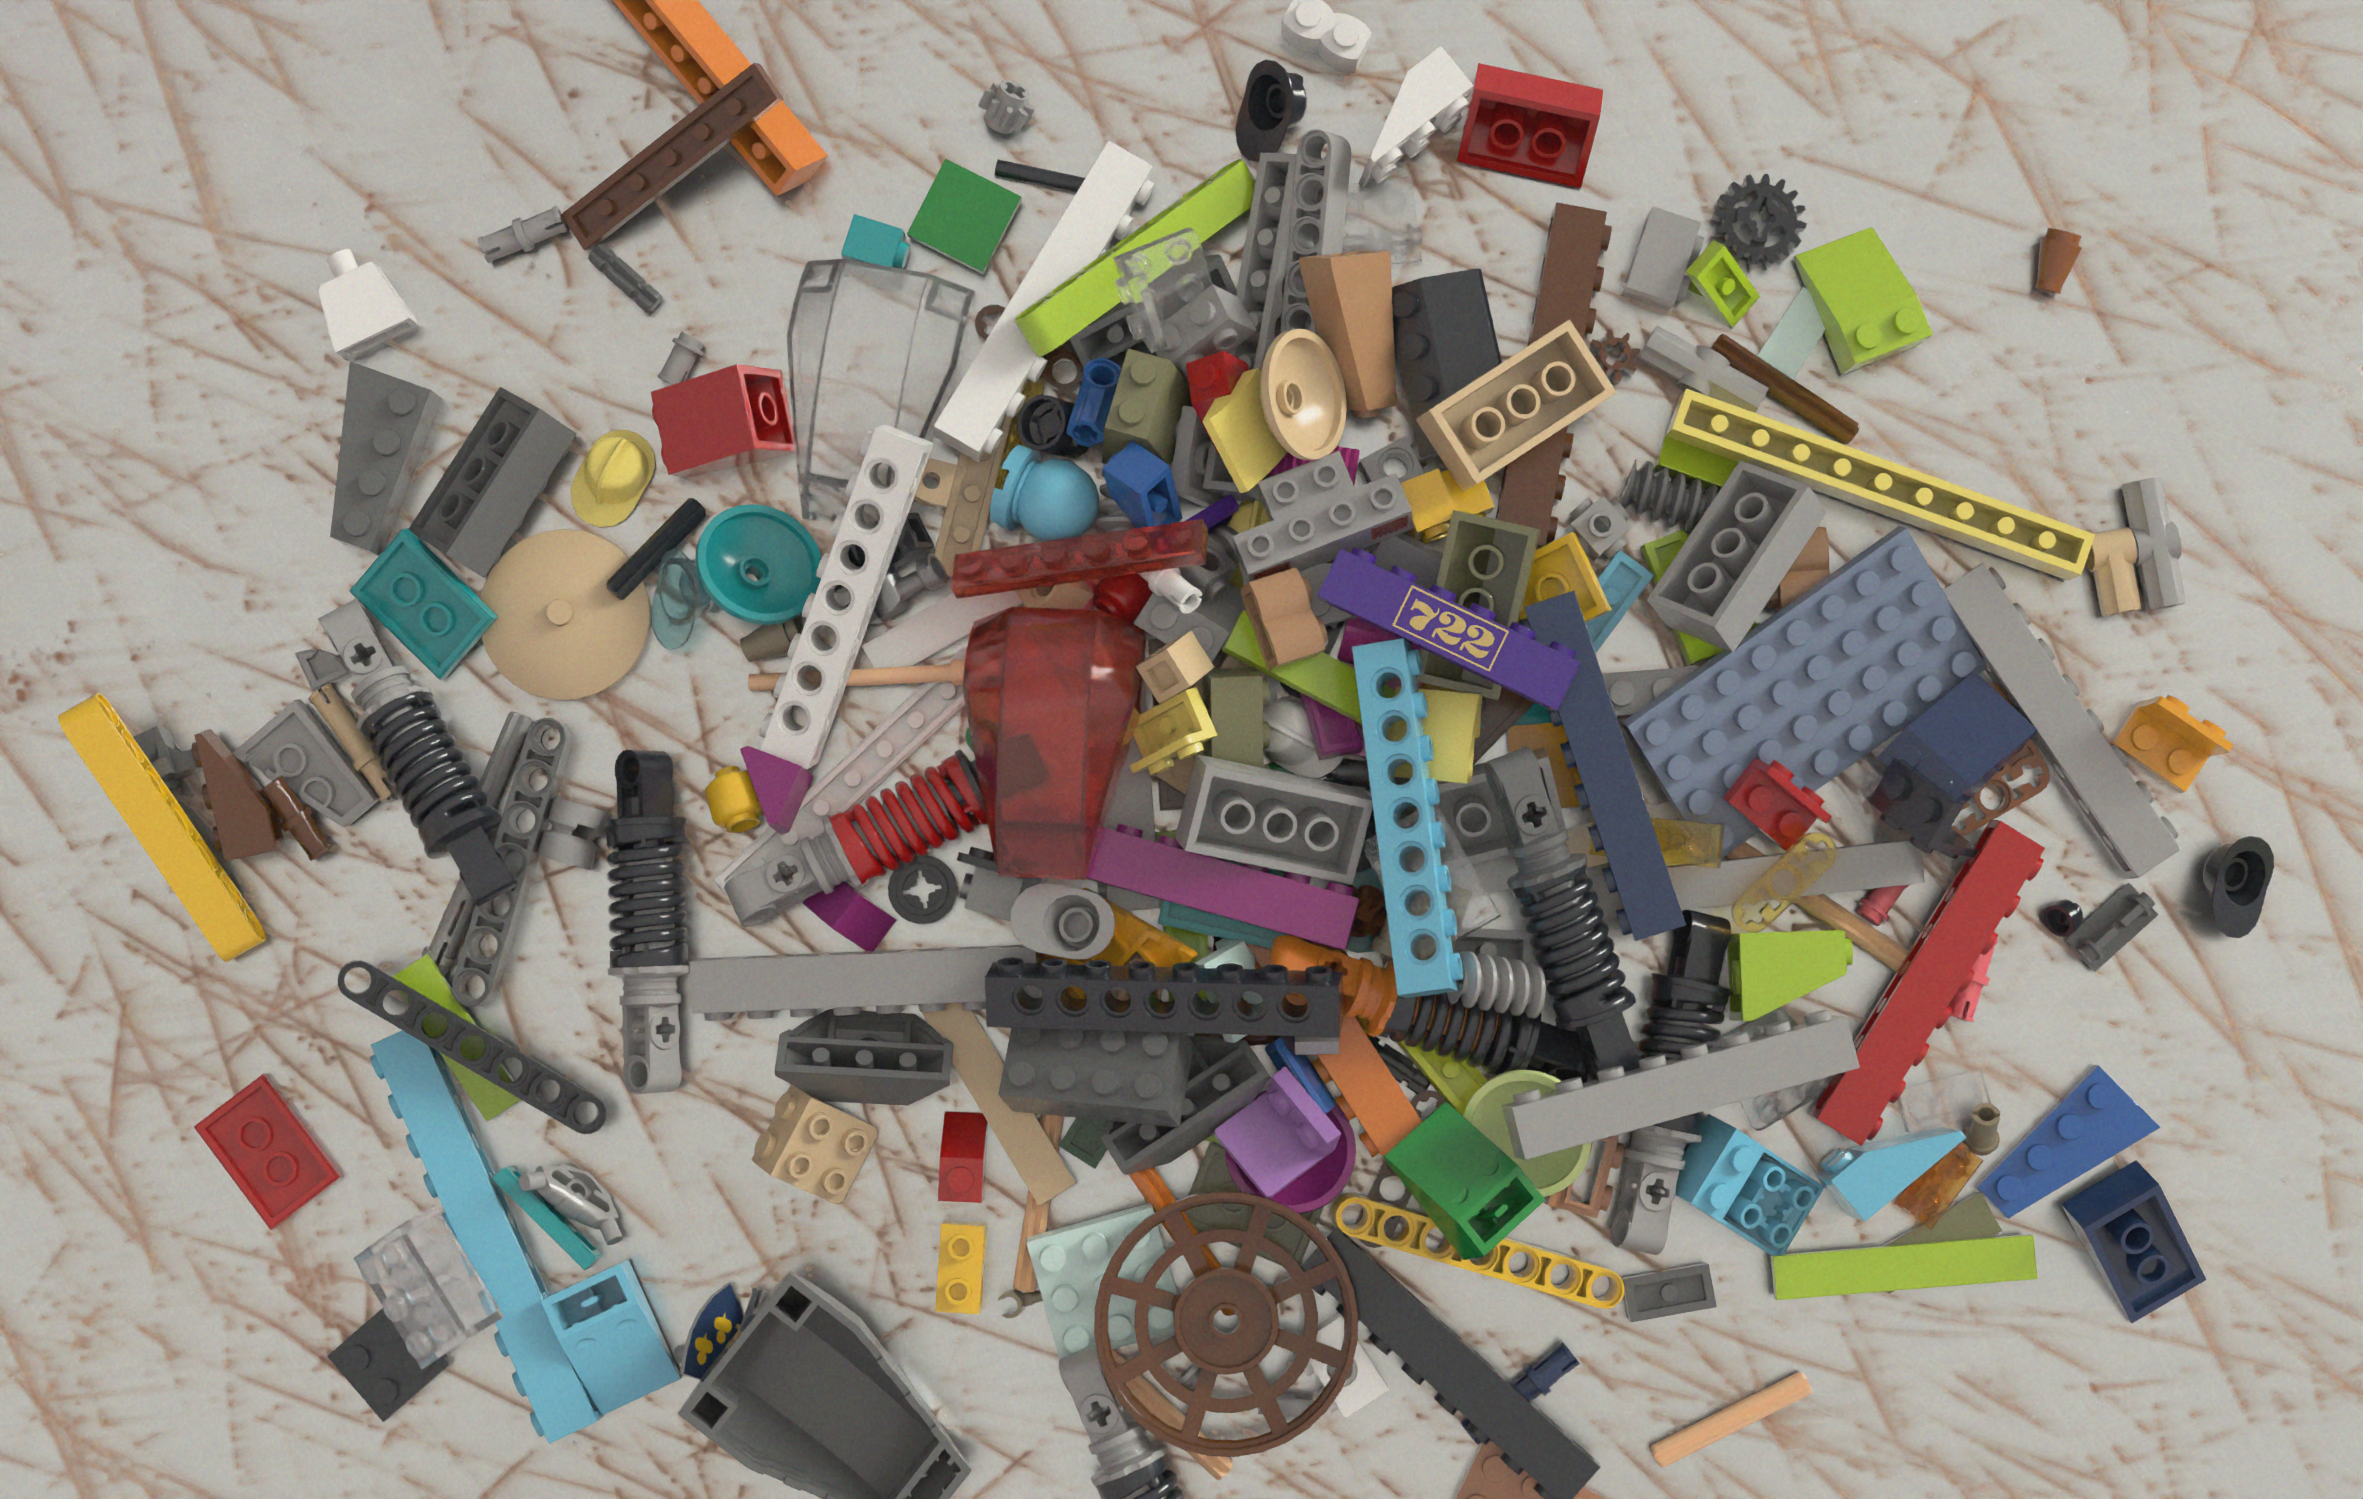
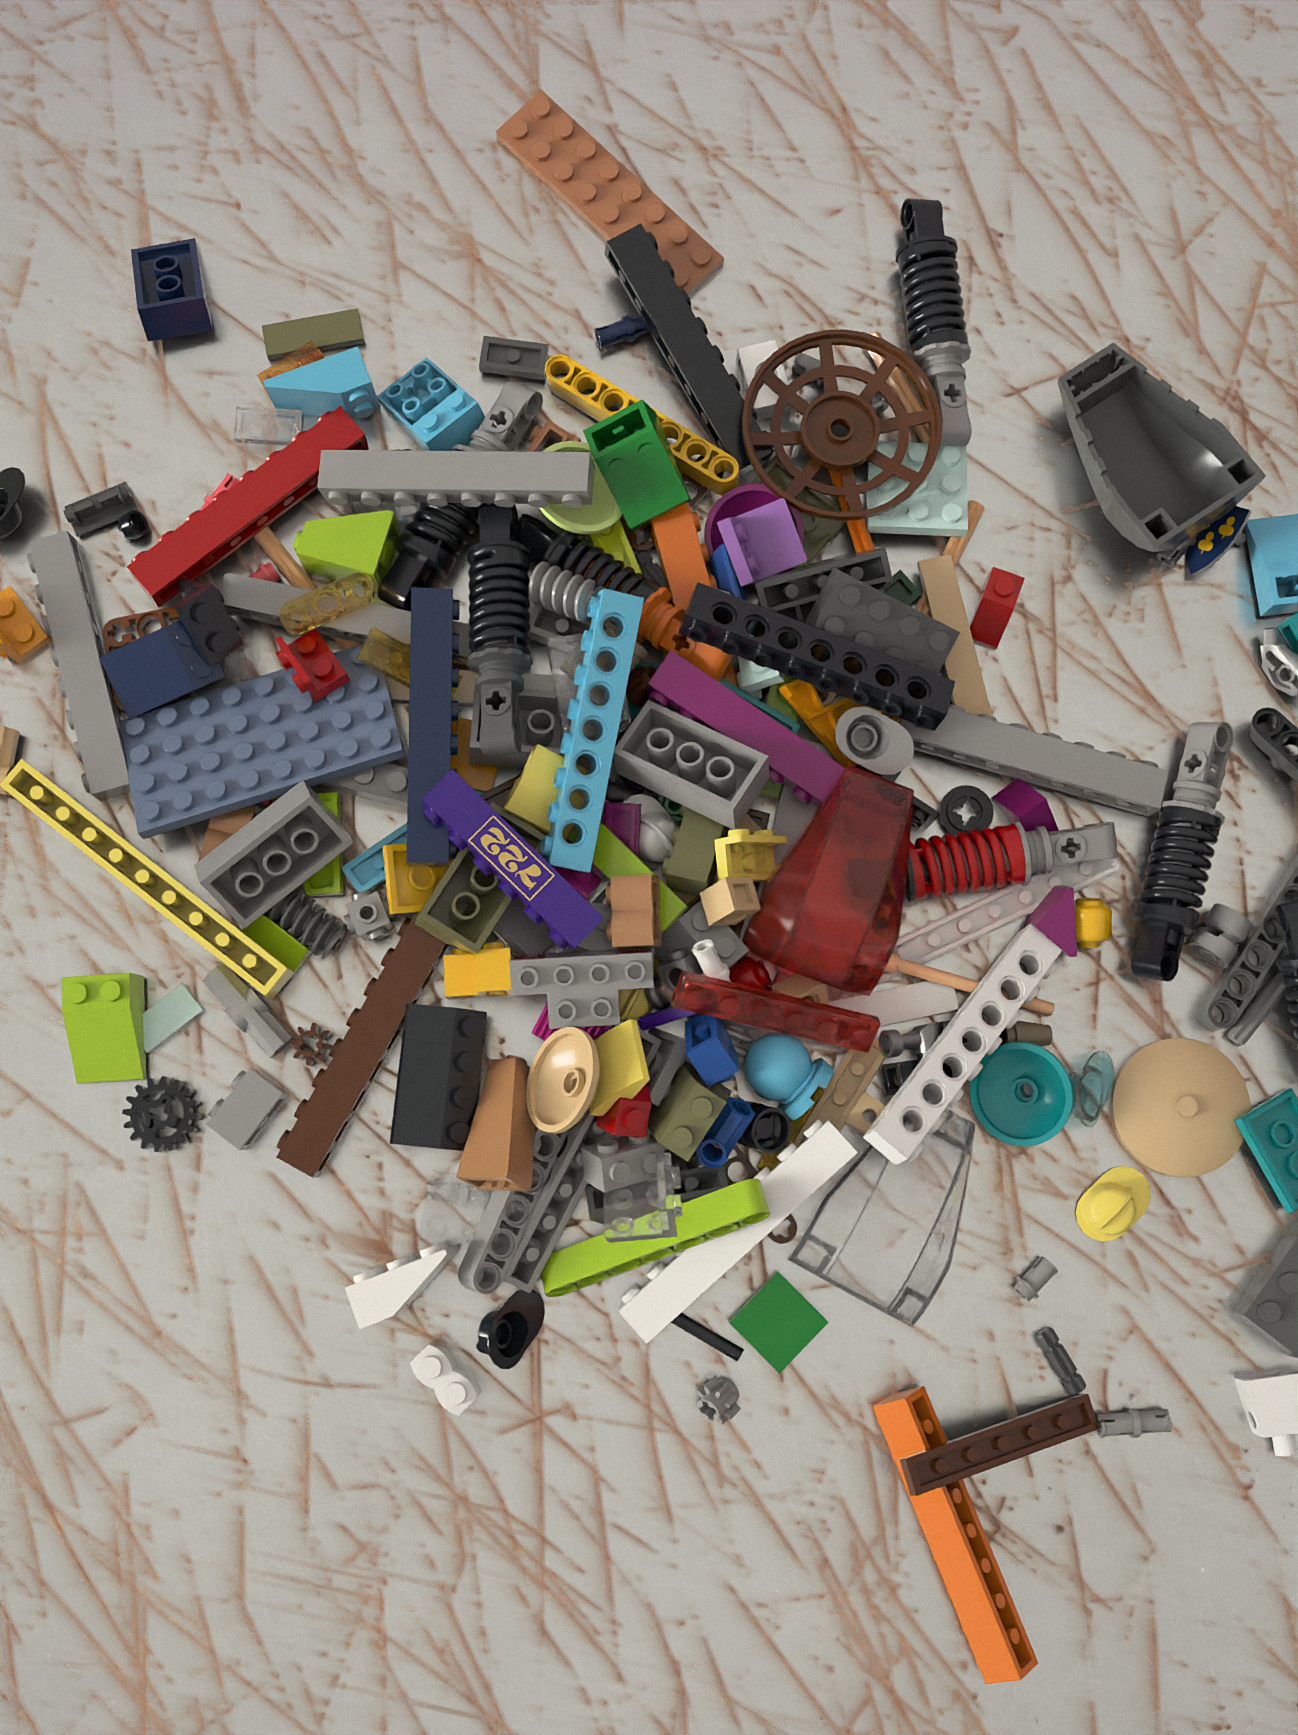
camera: 165 degrees left, 5 degrees down
(492, 482) = (1210, 1228): dark grey slope -> none
(653, 550) = (1097, 1134): black axle -> none
(723, 420) = (1016, 1218): red slope -> none
(814, 1146) = (1103, 651): tan bracket -> none
(865, 1058) = (1046, 699): dark grey wedge -> none
(875, 243) = (856, 1320): teal brick -> none
(961, 1267) = (1019, 531): yellow brick -> none
(990, 893) = (922, 784): flat silver brick -> none
(1023, 1301) = (981, 497): dark tan hand -> none
(1372, 465) = (524, 1019): flat silver brick -> none
(1516, 406) = (400, 1019): tan brick -> none
(1530, 125) = (310, 1249): red slope -> none
(1721, 284) = (208, 1073): lime slope -> none
(1731, 1419) = (500, 261): light nougat axle -> none
(1788, 390) = (190, 978): reddish brown axle -> none
(1904, 1267) = (340, 320): lime tile -> none
(1982, 1134) = (249, 394): dark tan pin -> none
(2070, 1139) = (190, 372): blue wing -> none

